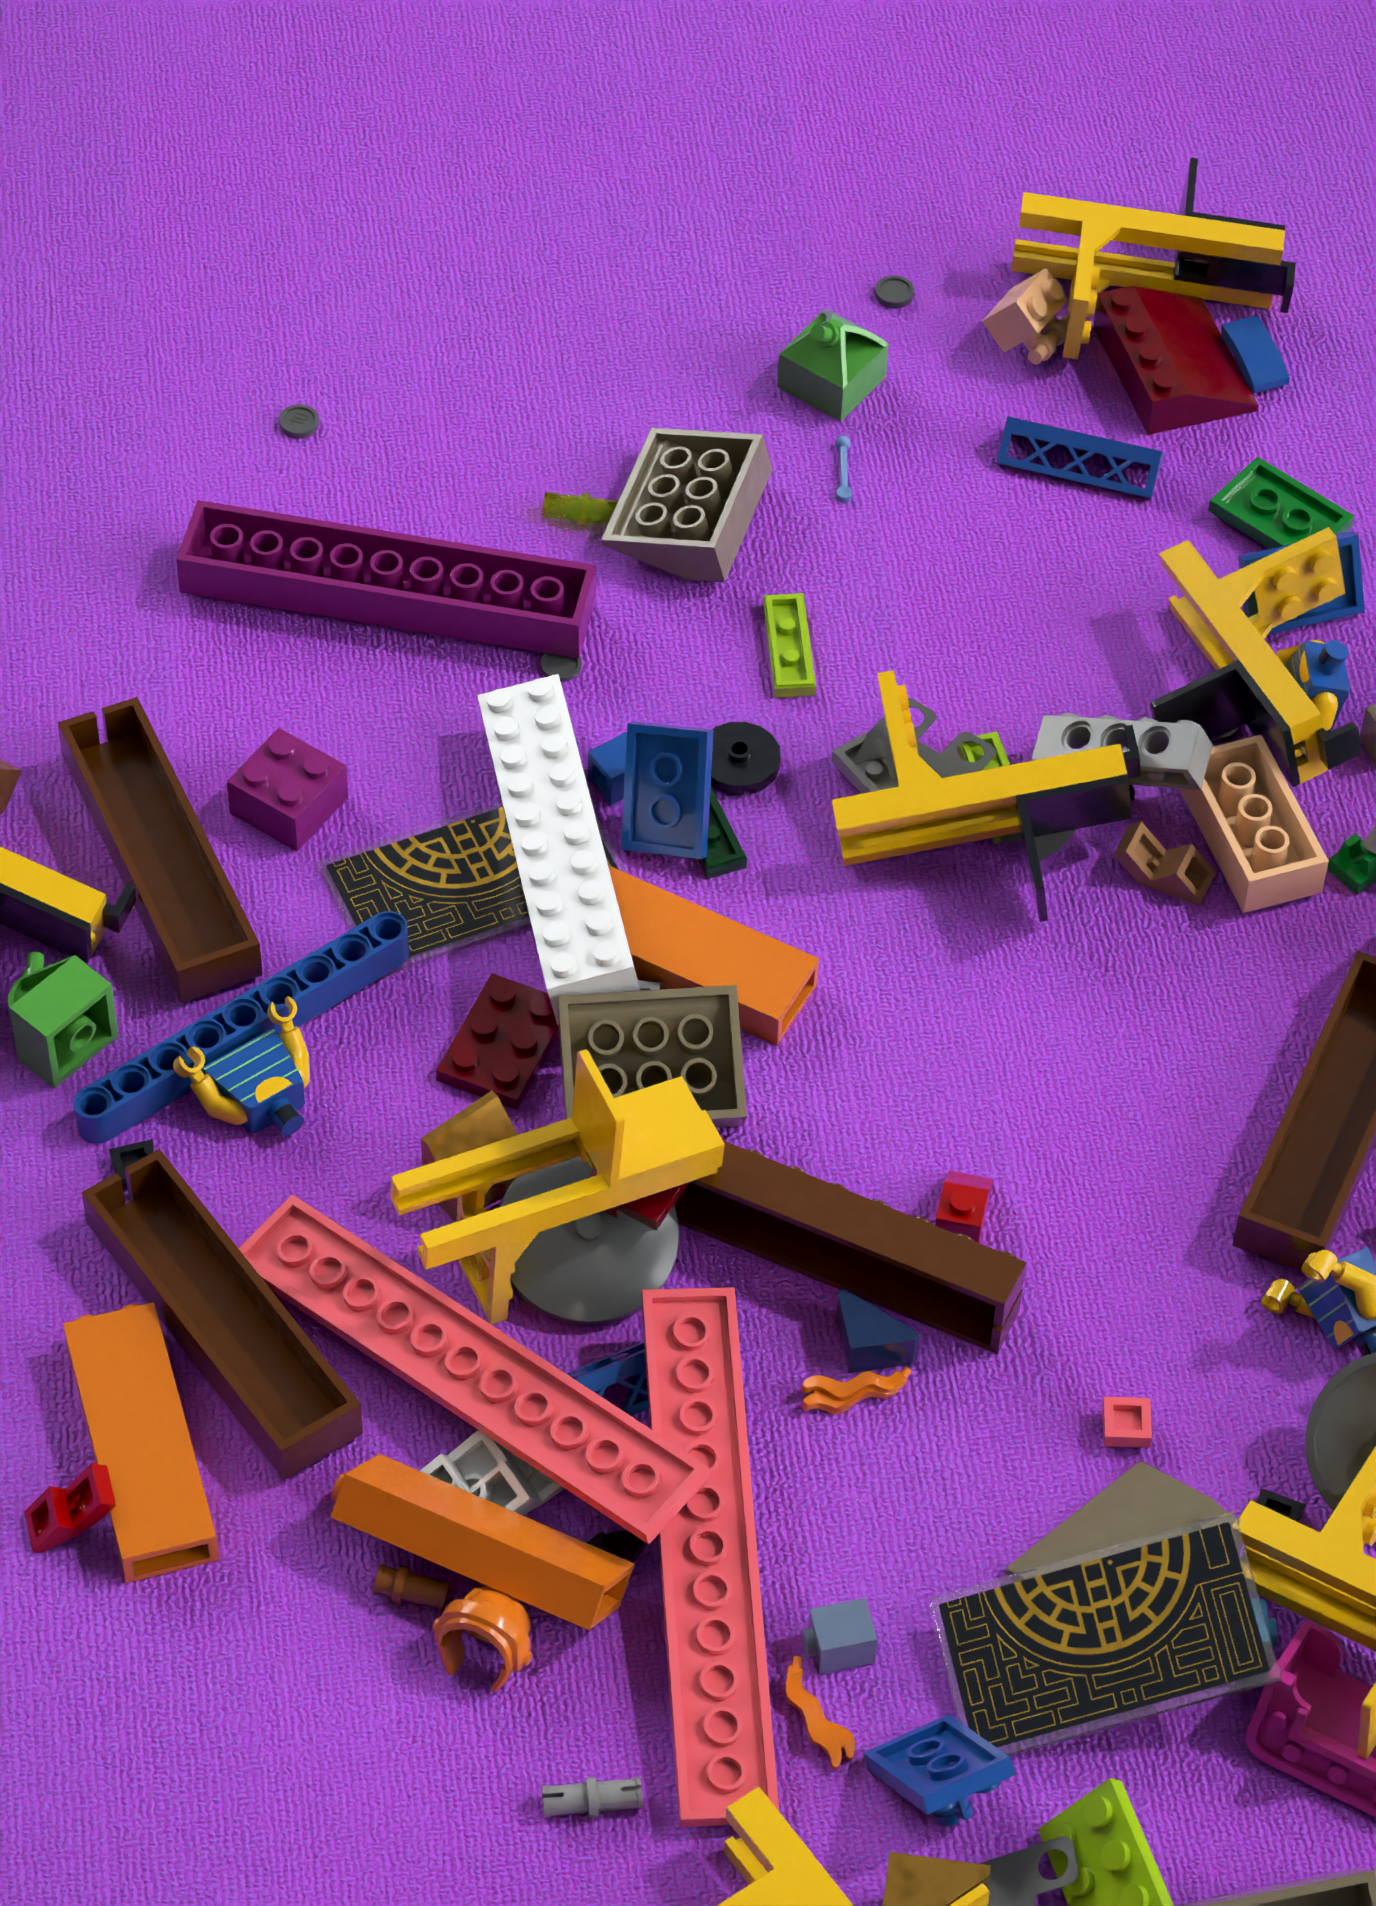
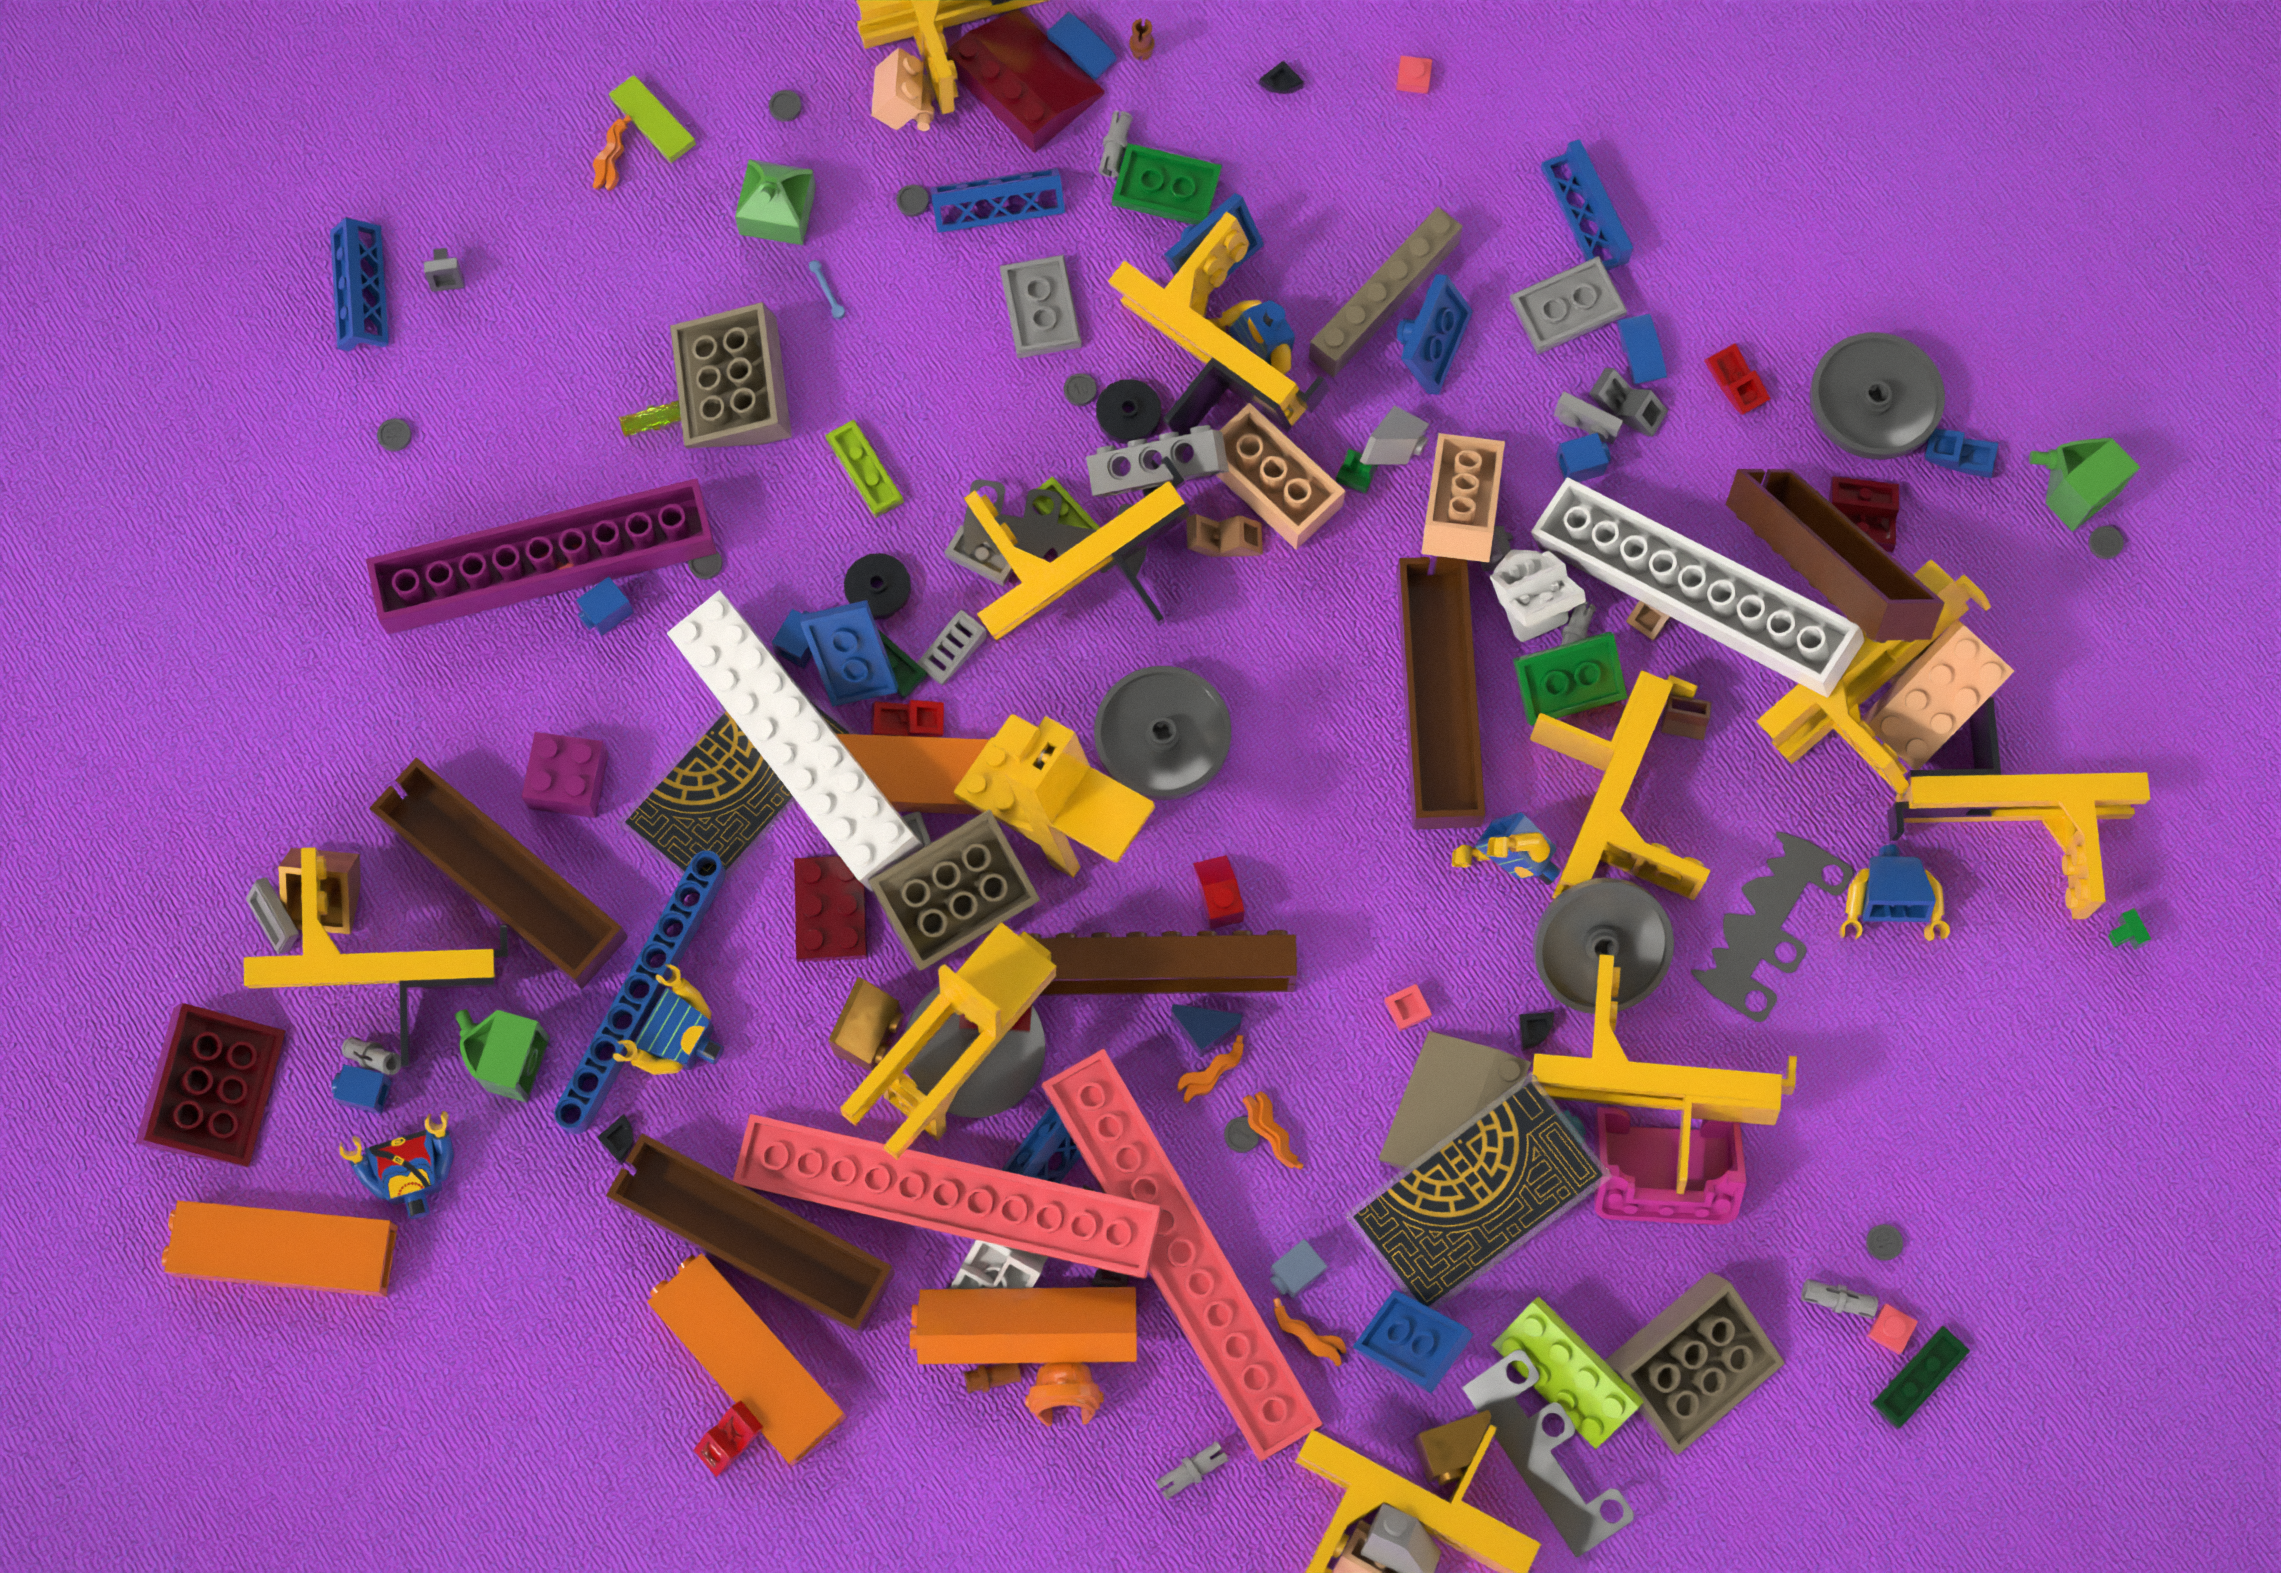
camera: 25 degrees left, 20 degrees up
(334, 268) = (348, 284): none -> blue fence
(425, 654) = (603, 607): none -> blue brick
(439, 295) = (443, 272): none -> dark grey tile
(670, 267) = (605, 161): none -> orange hair
(712, 894) = (911, 719): none -> red slope
(743, 250) = (652, 119): none -> lime tile
(798, 830) = (970, 644): none -> light grey slope
(815, 966) = (1047, 790): none -> yellow piece
(852, 1472) = (1240, 1135): none -> dark grey piece
(884, 1467) = (1261, 1121): none -> orange hair
(984, 1018) = (1162, 732): none -> dark grey dish
(985, 425) = (912, 200): none -> dark grey piece
(1074, 573) = (1040, 306): none -> light grey tile
(1075, 667) = (1080, 389): none -> dark grey piece
(1117, 695) = (1128, 426): none -> black plate
(1242, 454) = (1115, 144): none -> light grey pin
(1325, 372) = (1142, 41): none -> dark orange pin

